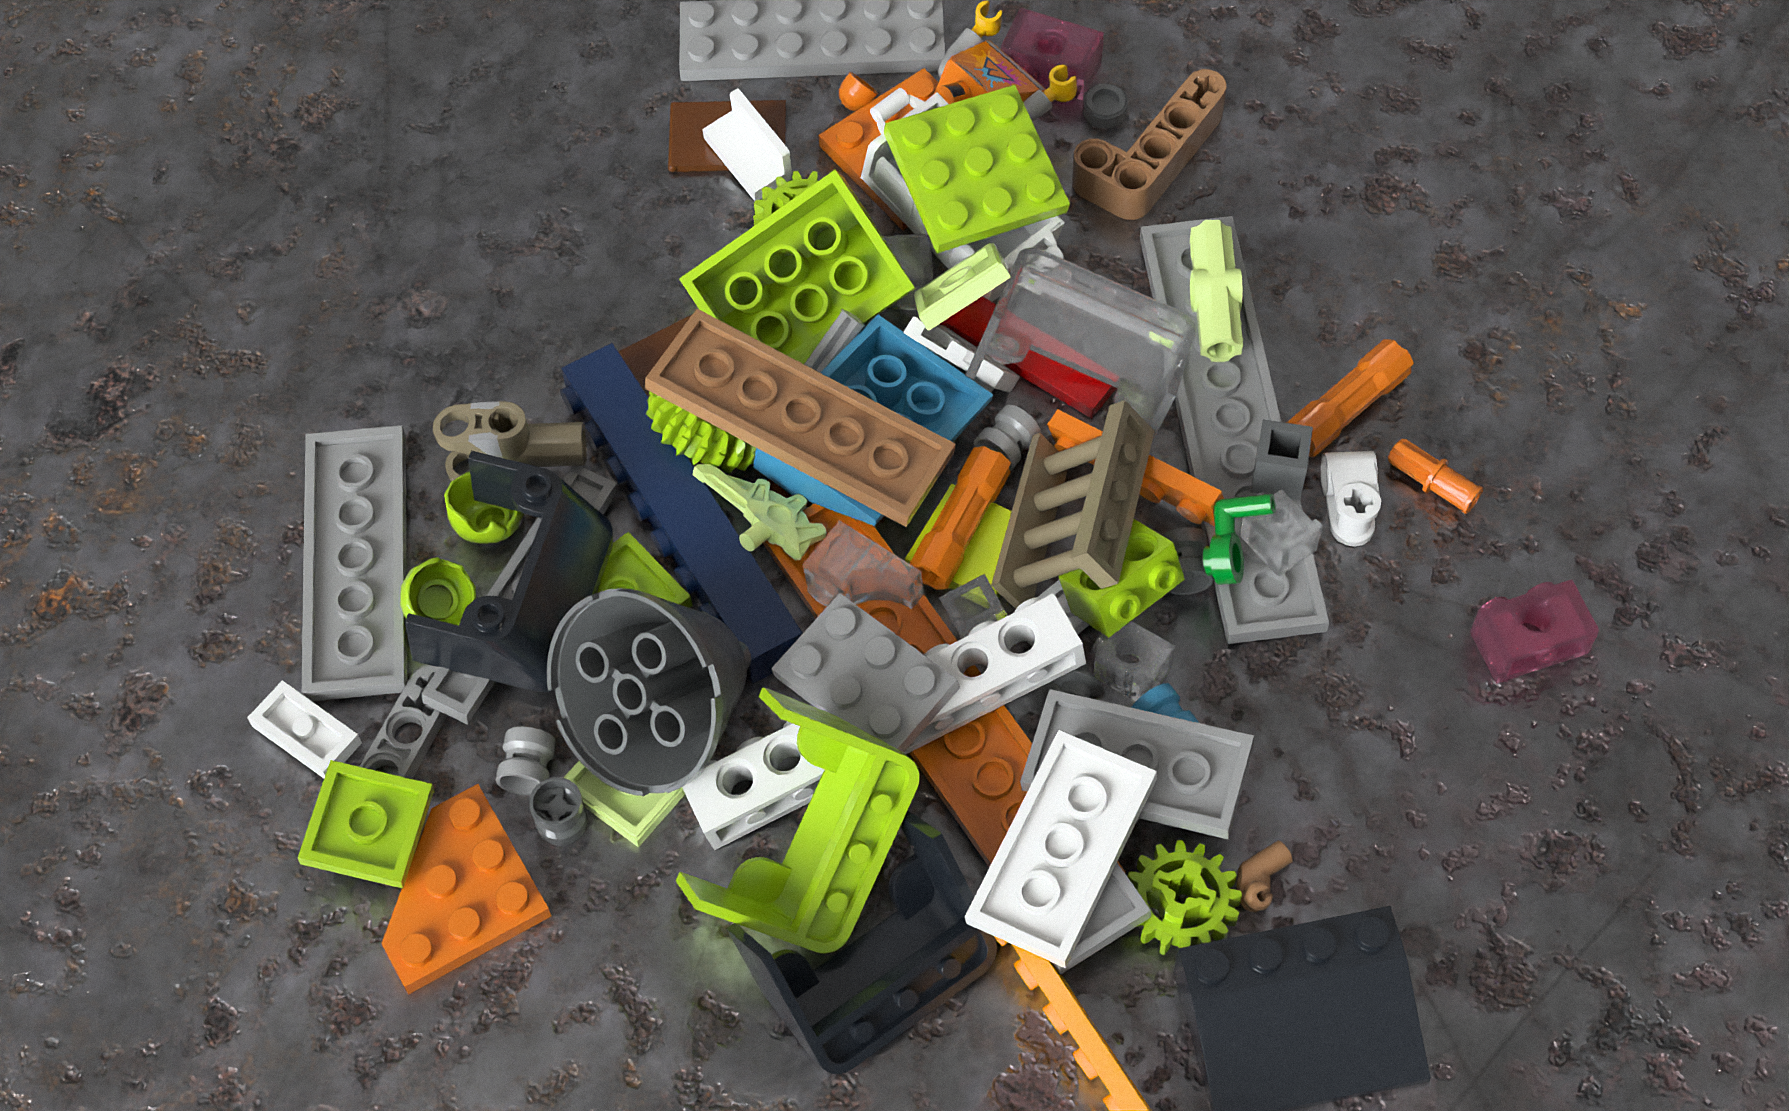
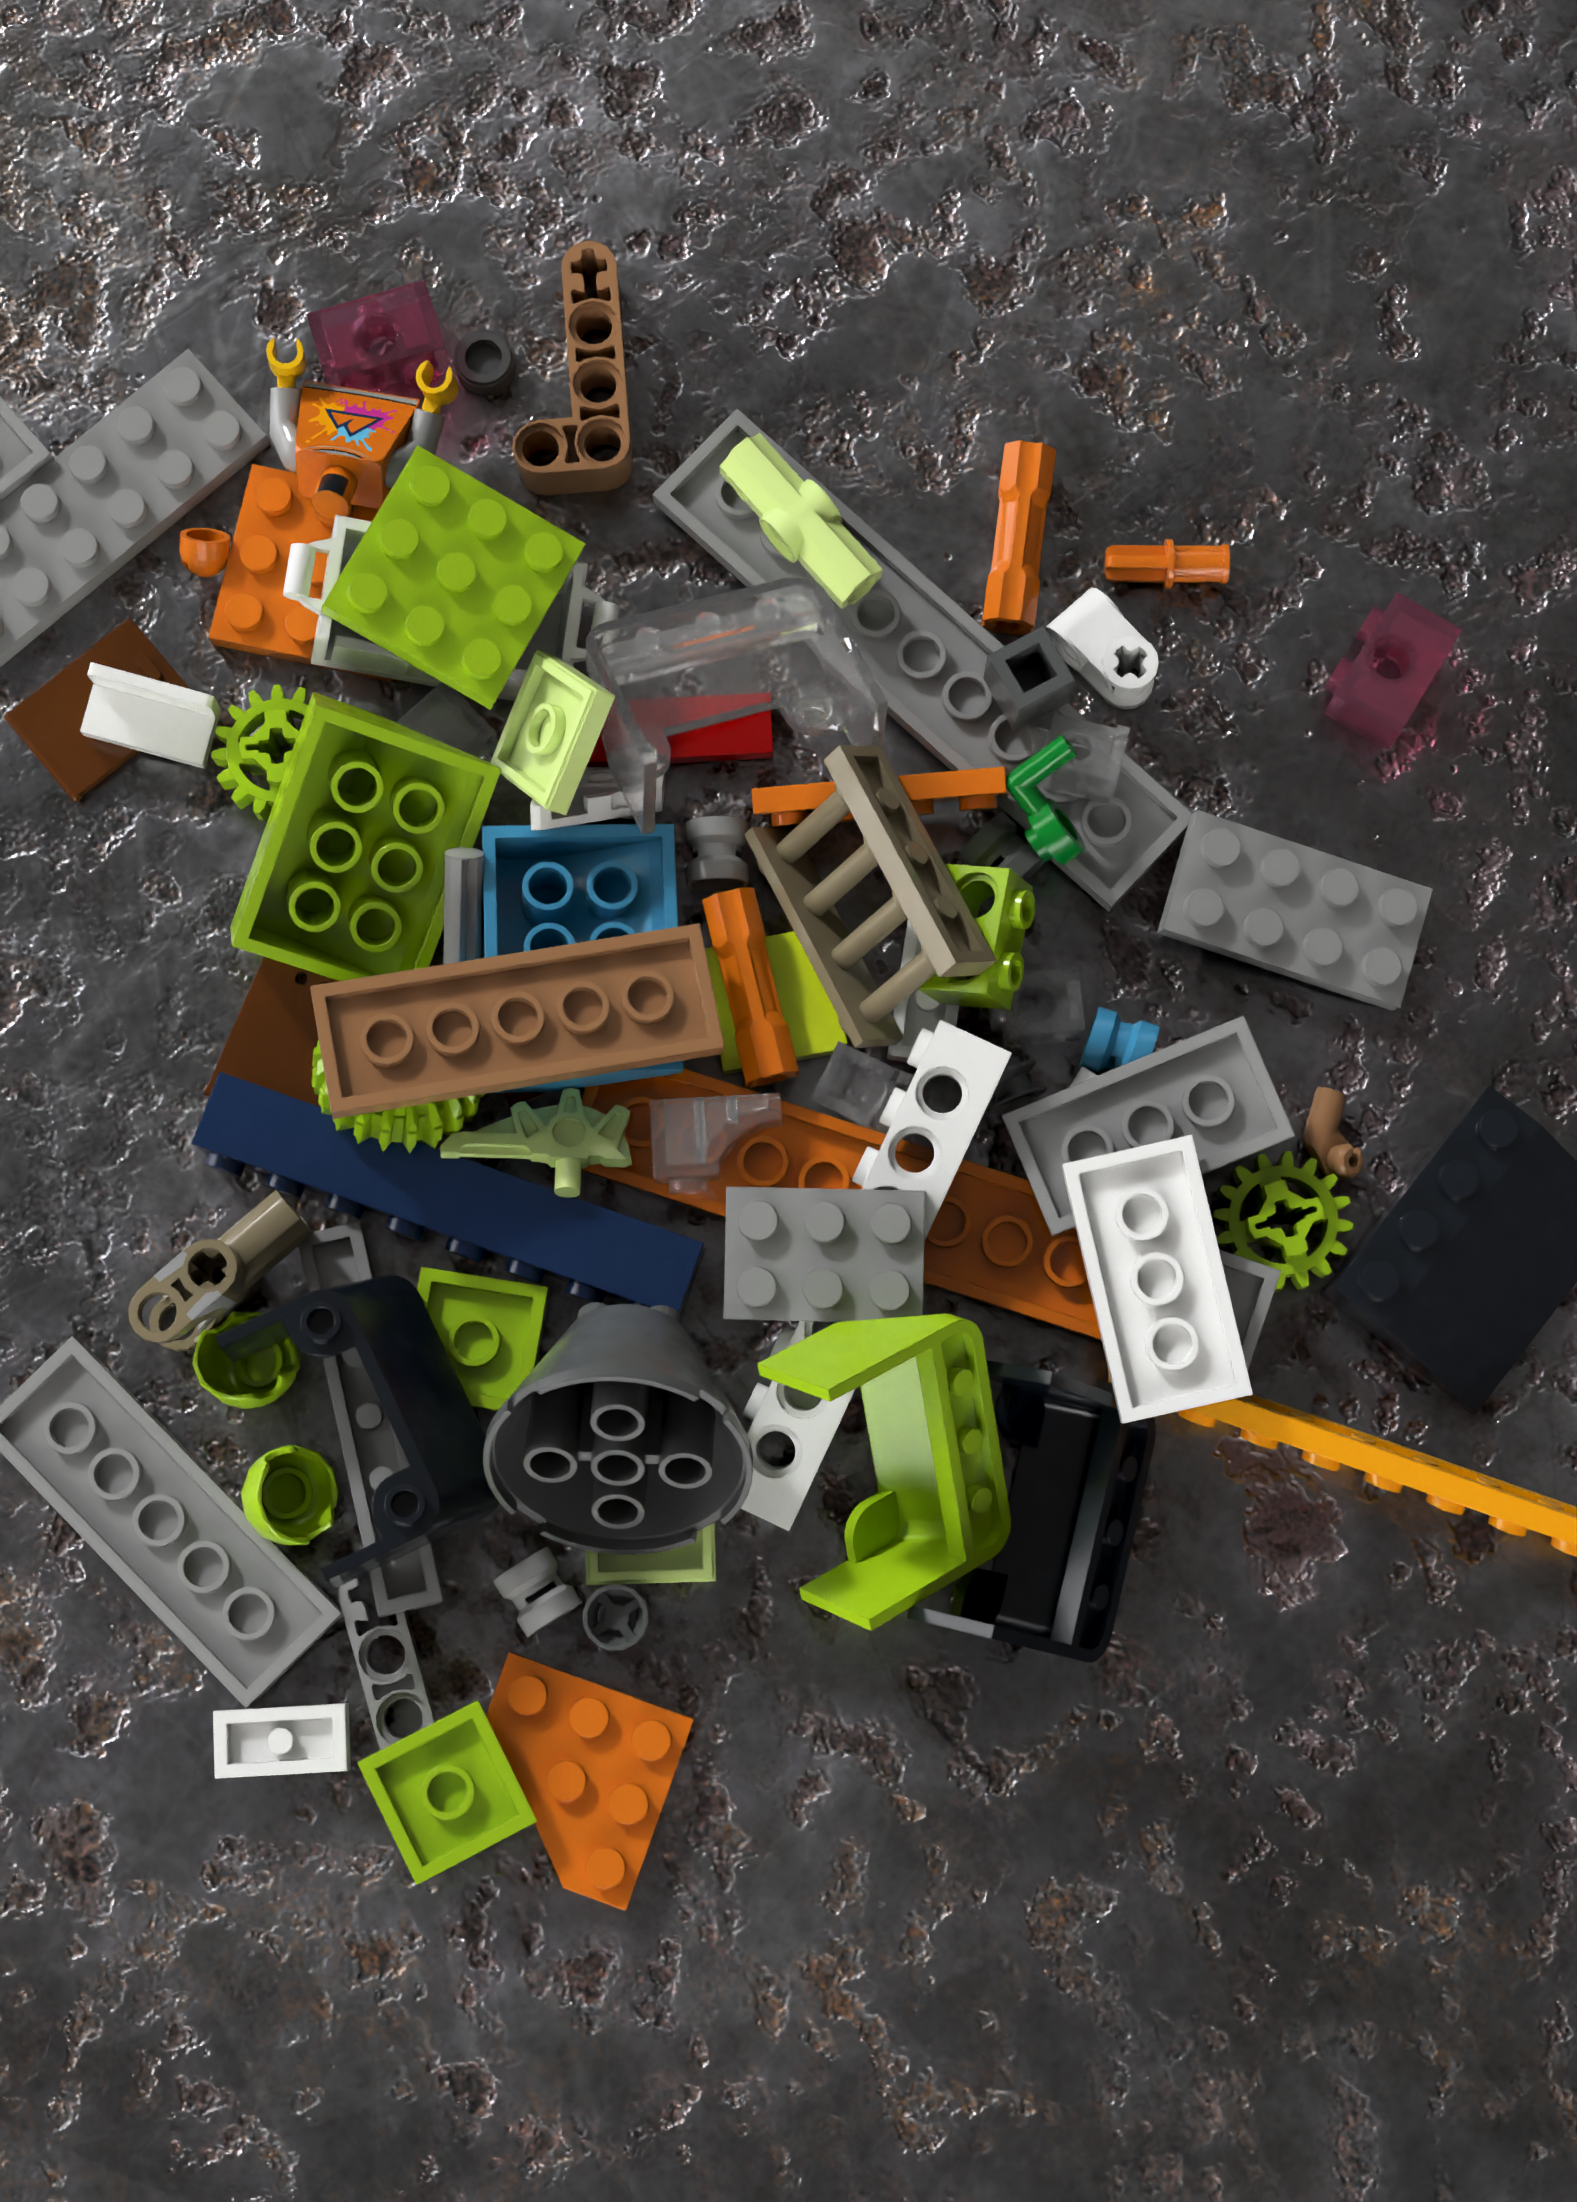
camera: 40 degrees left, 20 degrees up
(1350, 724) = (1295, 910): none -> light grey plate

